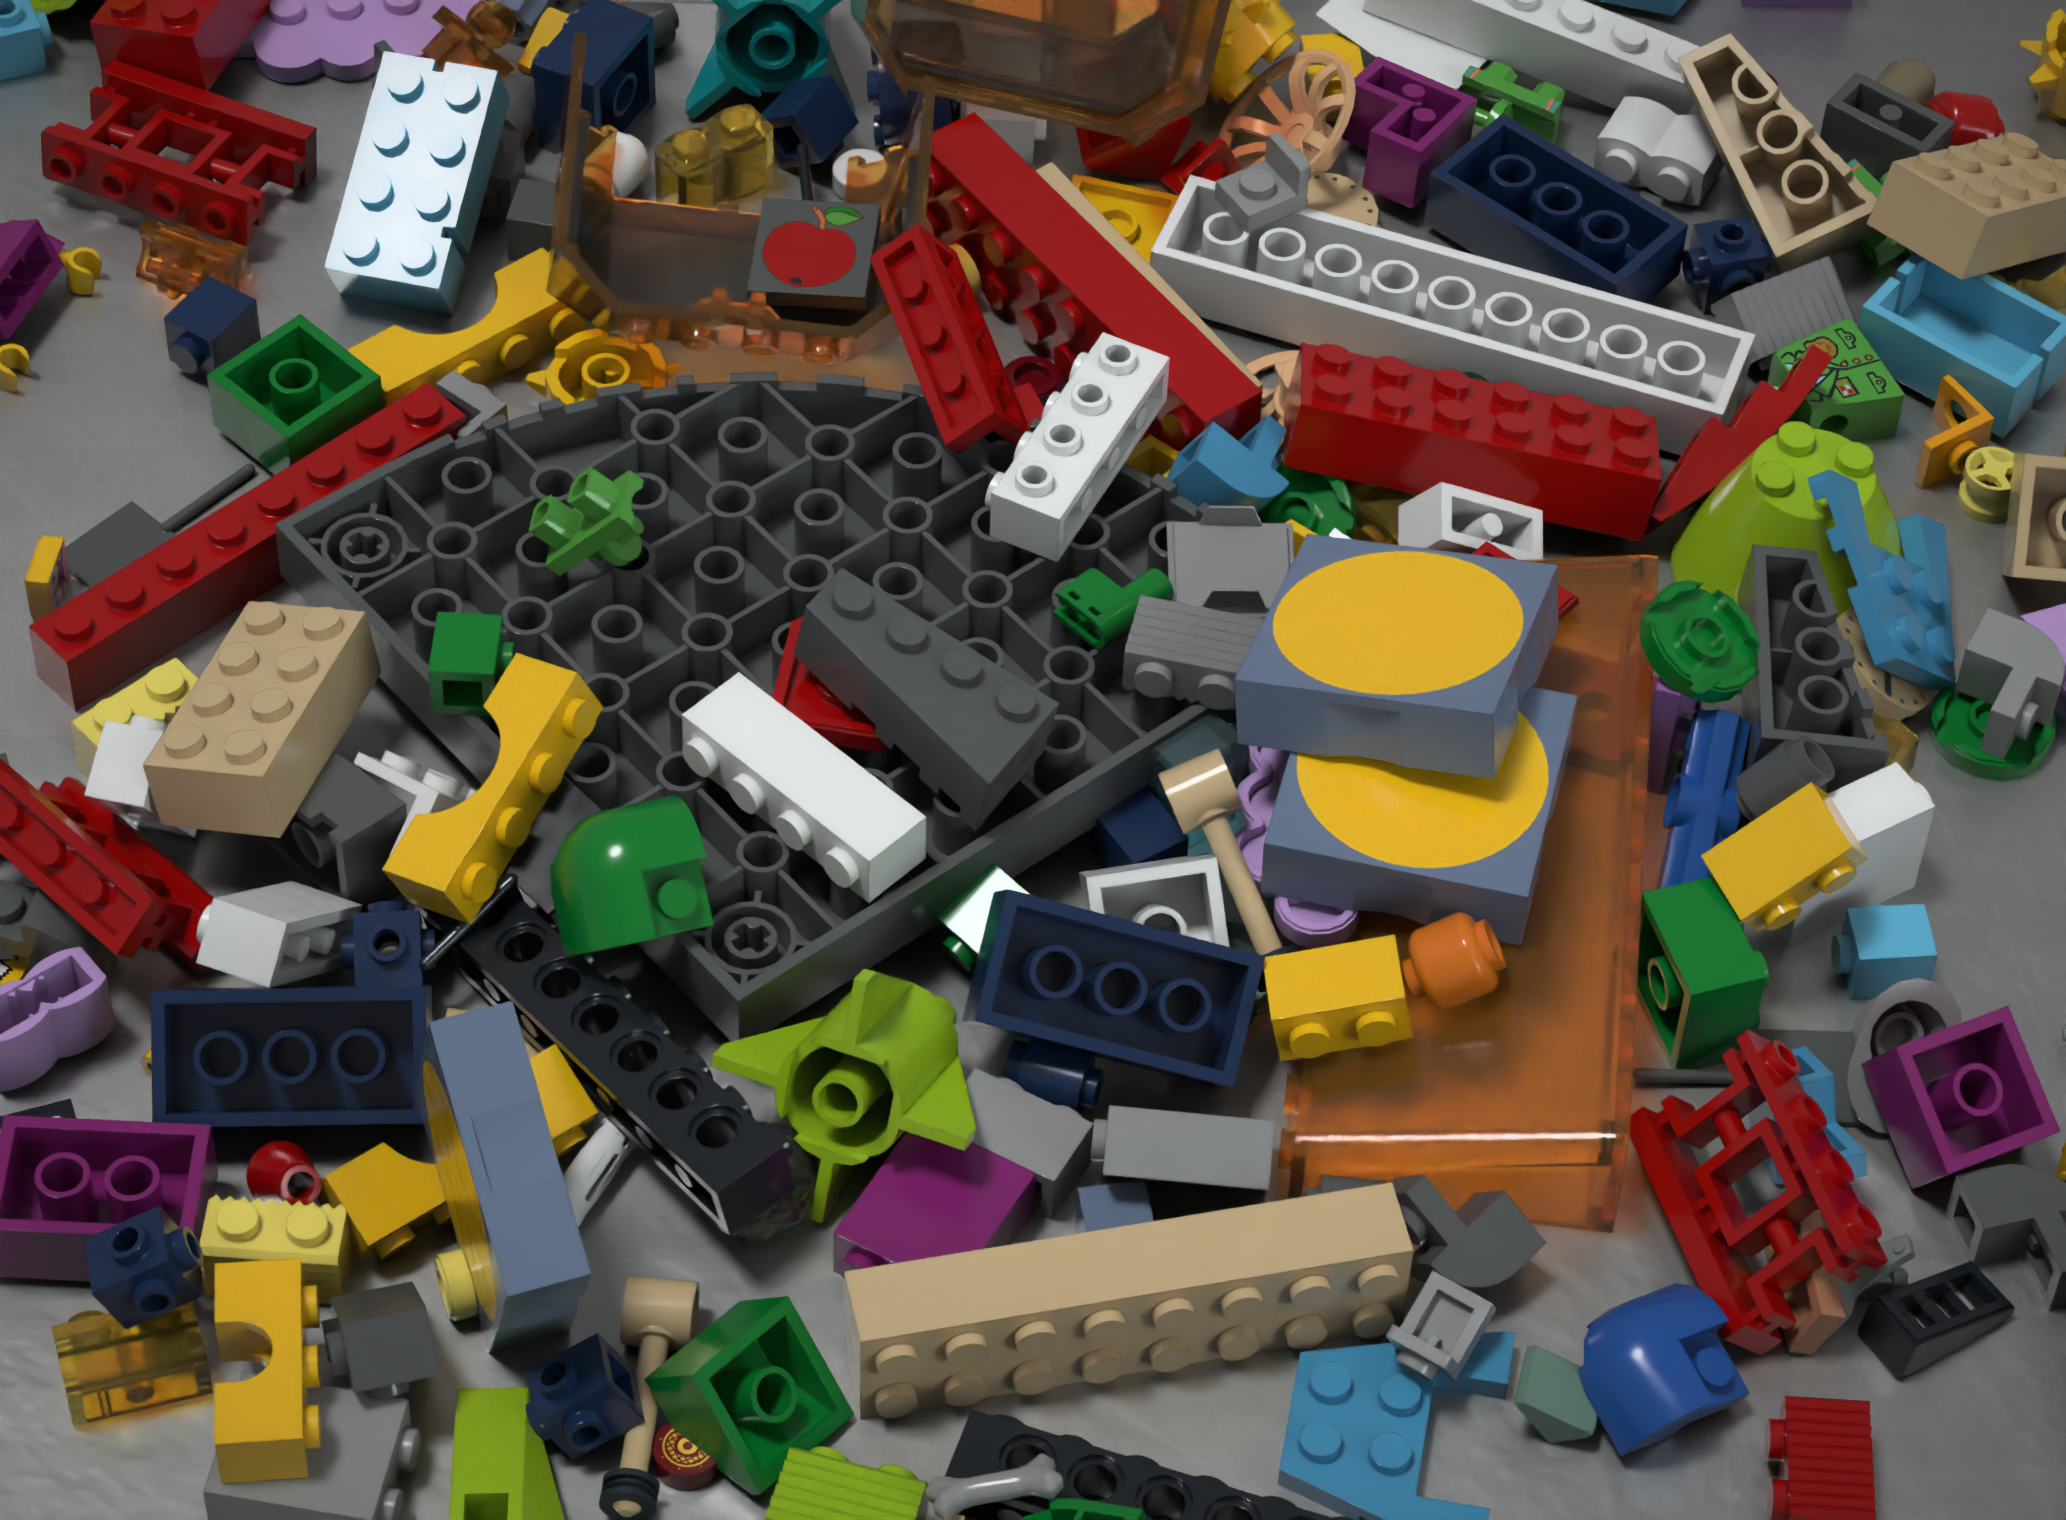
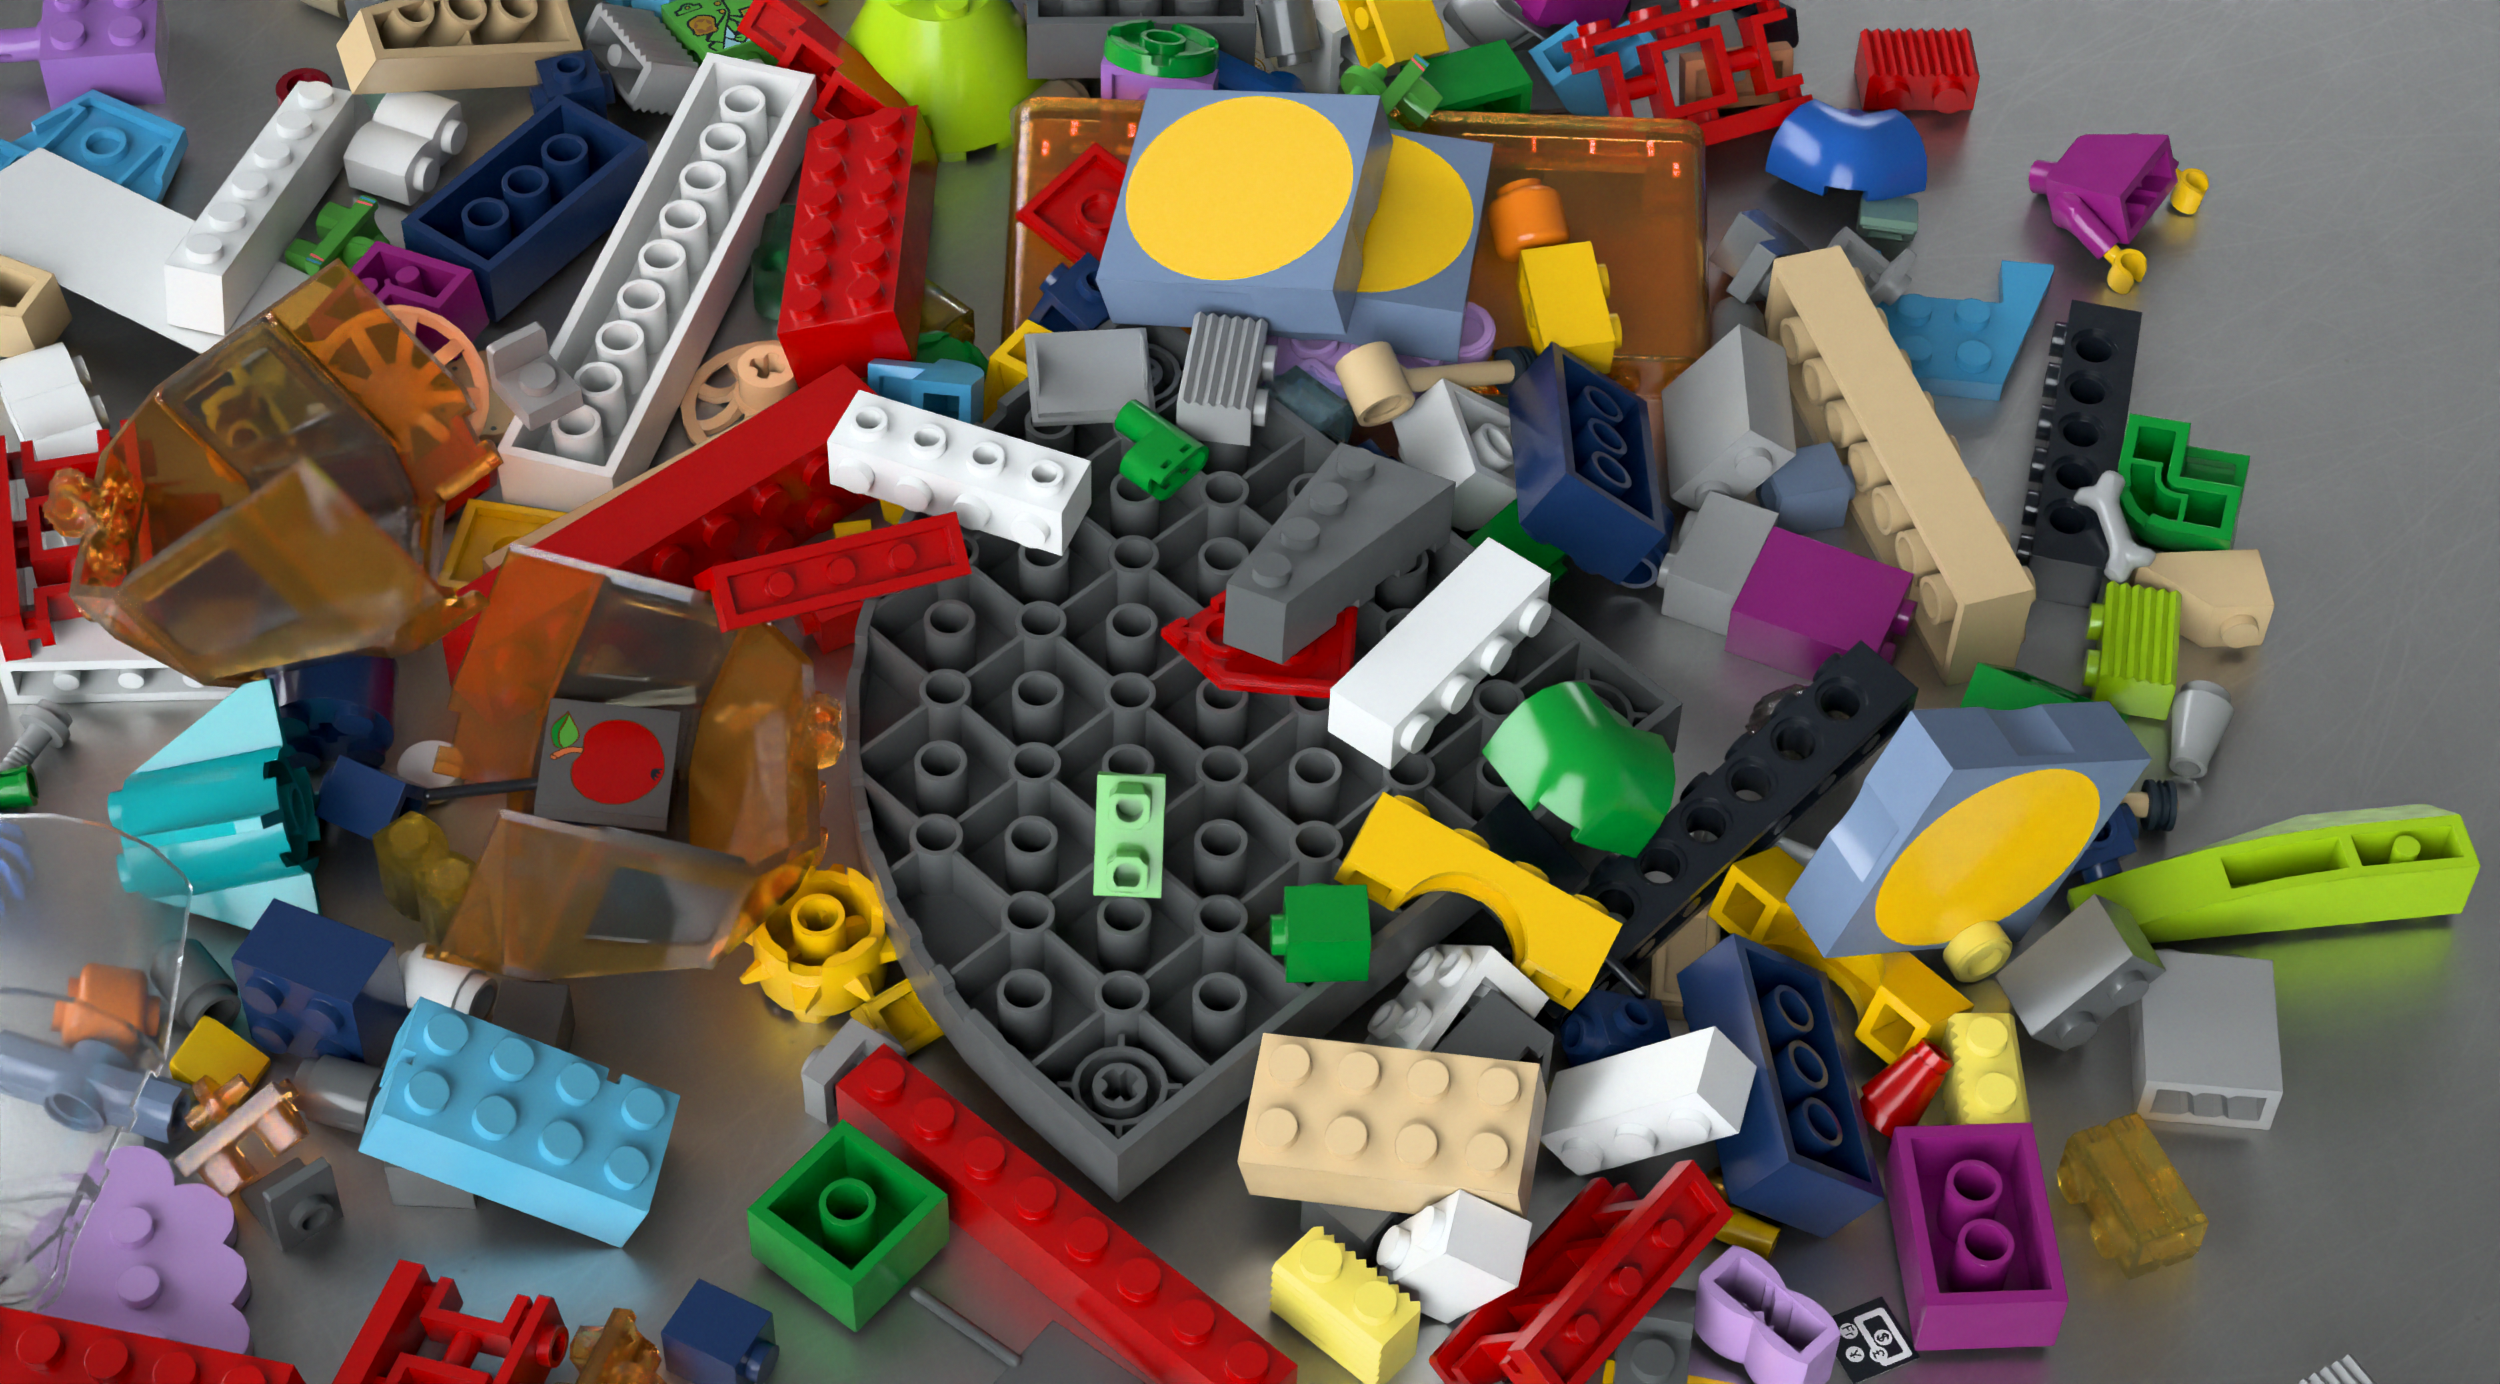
camera: 95 degrees left, 0 degrees up
(144, 1267) = (2090, 1139): dark blue brick -> none
(266, 1420) = (2216, 1022): yellow arch -> none
(514, 331) = (674, 1038): yellow arch -> none
(862, 1077) = (1716, 623): lime brick -> none
(1464, 519) = (975, 253): white brick -> none
(1639, 847) = (1407, 92): none -> bright green hips

